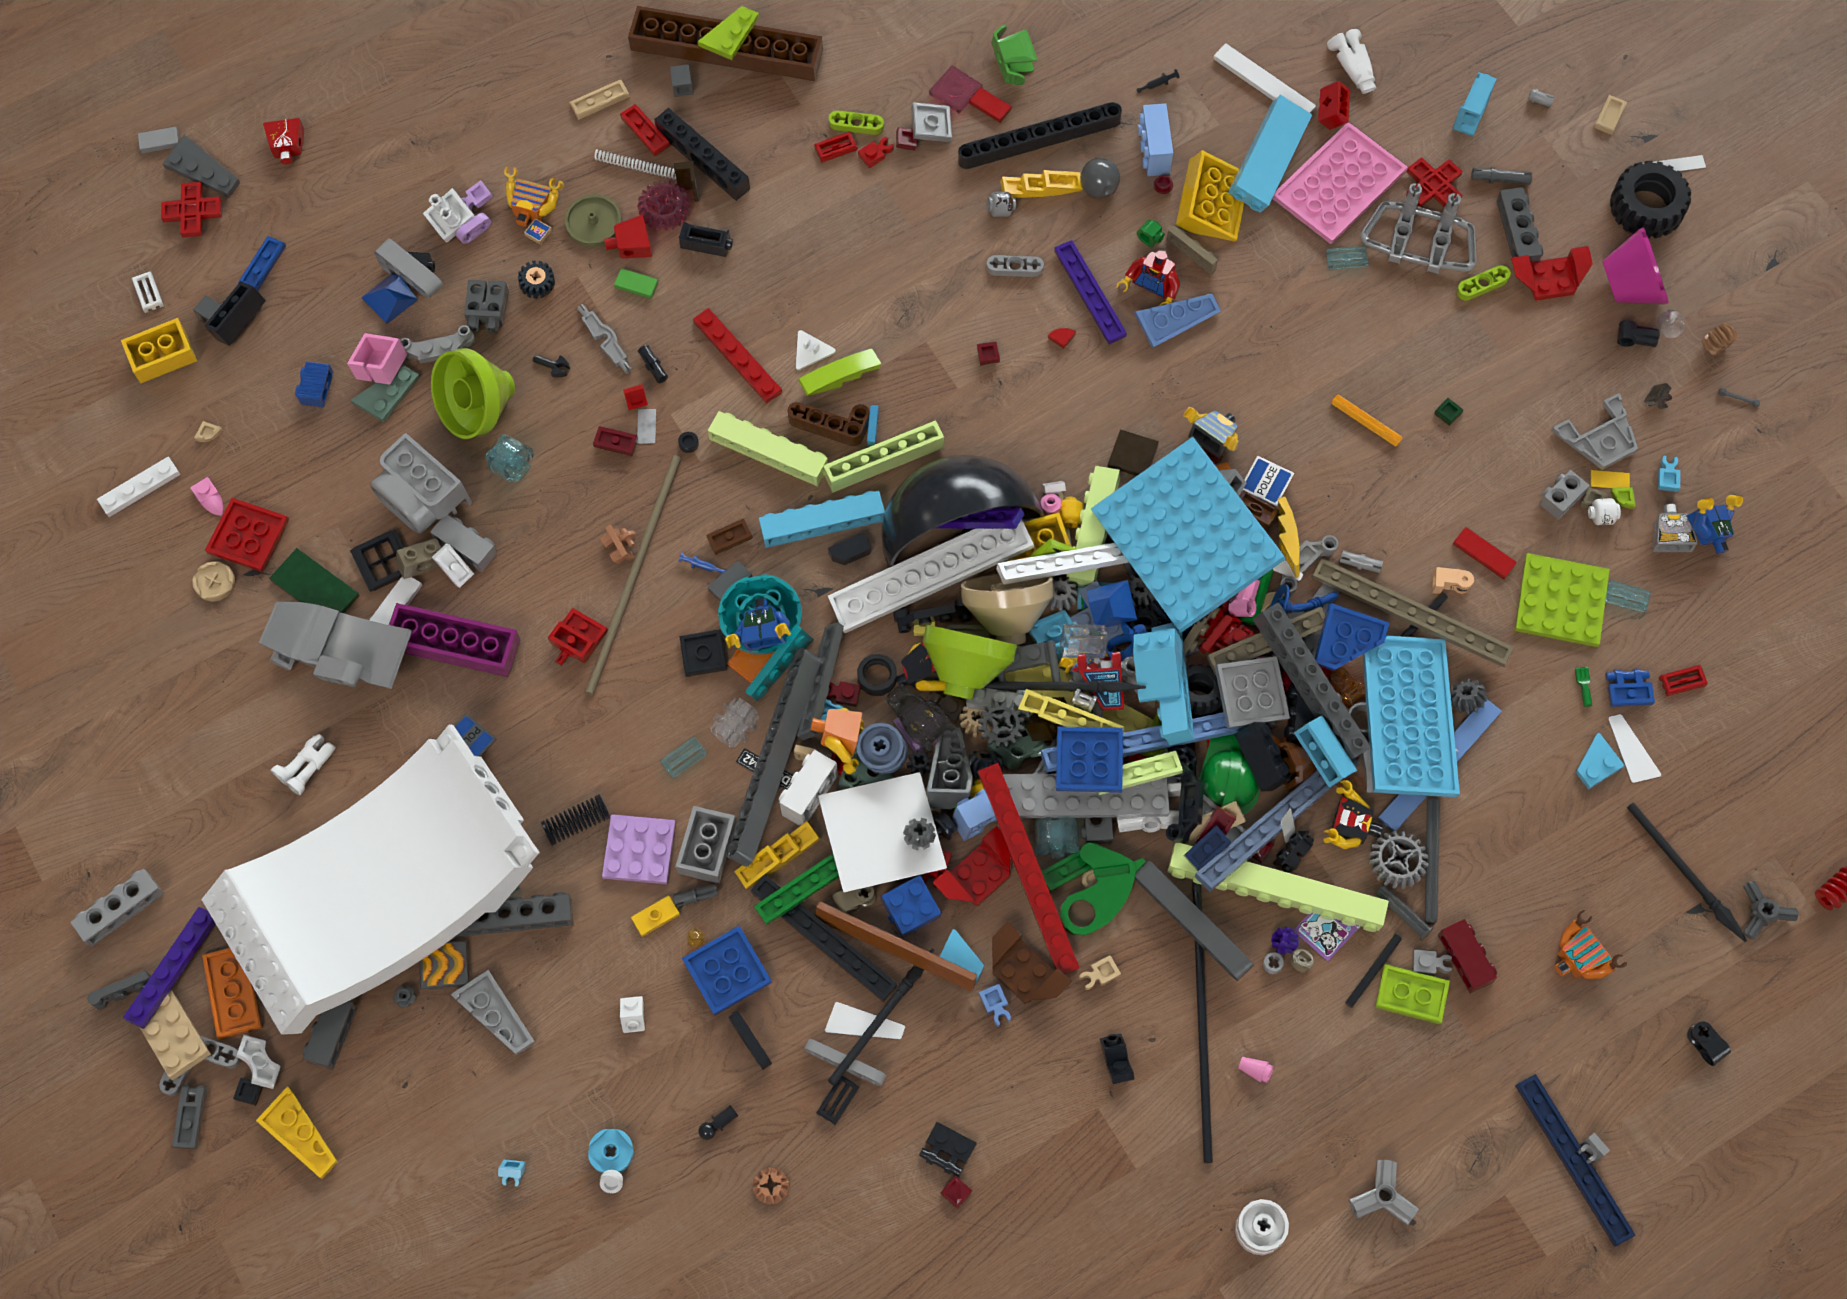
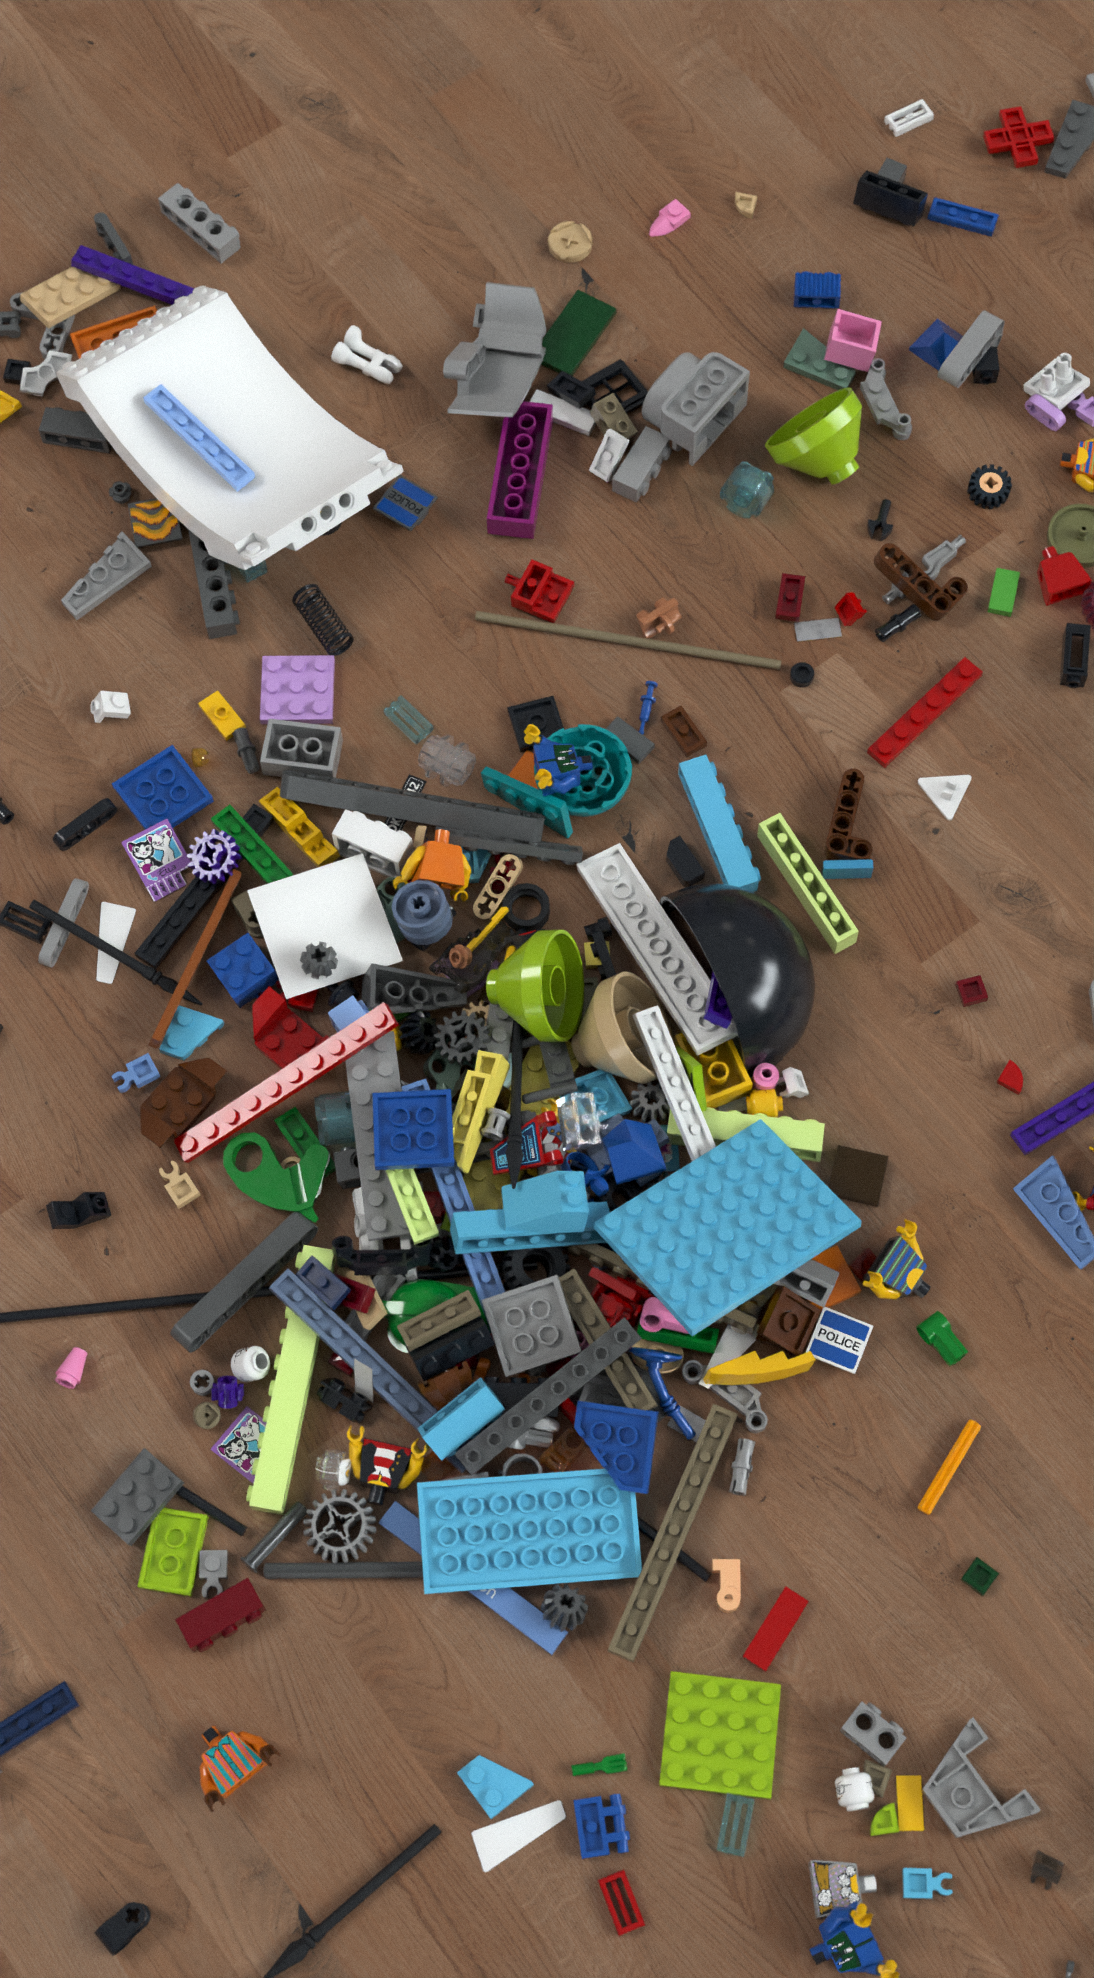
camera: 85 degrees right, 0 degrees up
(138, 486) = (672, 154): white plate -> none
(159, 350) = (832, 137): yellow brick -> none
(247, 534) = (626, 260): red plate -> none
(377, 591) = (571, 389): none -> black plate
(383, 901) = (199, 437): none -> light blue plate
(485, 305) = (945, 439): dark grey hips -> none
(538, 231) = (1055, 480): tile -> none
(636, 332) = (919, 578): none -> reddish brown beam
(768, 448) = (803, 756): yellowish green brick -> none
(792, 977) = (158, 859): none -> sticker
(806, 931) = (222, 856): none -> gear
(842, 370) = (917, 823): lime slope -> none
(850, 677) = (487, 888): none -> tan beam
(908, 714) = (495, 920): none -> yellow piece
(917, 758) = (416, 958): black gear -> none
(919, 721) = (460, 956): none -> nougat plate
(1246, 759) = (439, 1320): none -> dark tan plate
(1263, 919) = (250, 1364): none -> white head
(1265, 413) = (938, 1333): none -> green piece
(1352, 861) = (333, 1469): none -> clear head
(1368, 1018) = (137, 1497): none -> dark grey plate

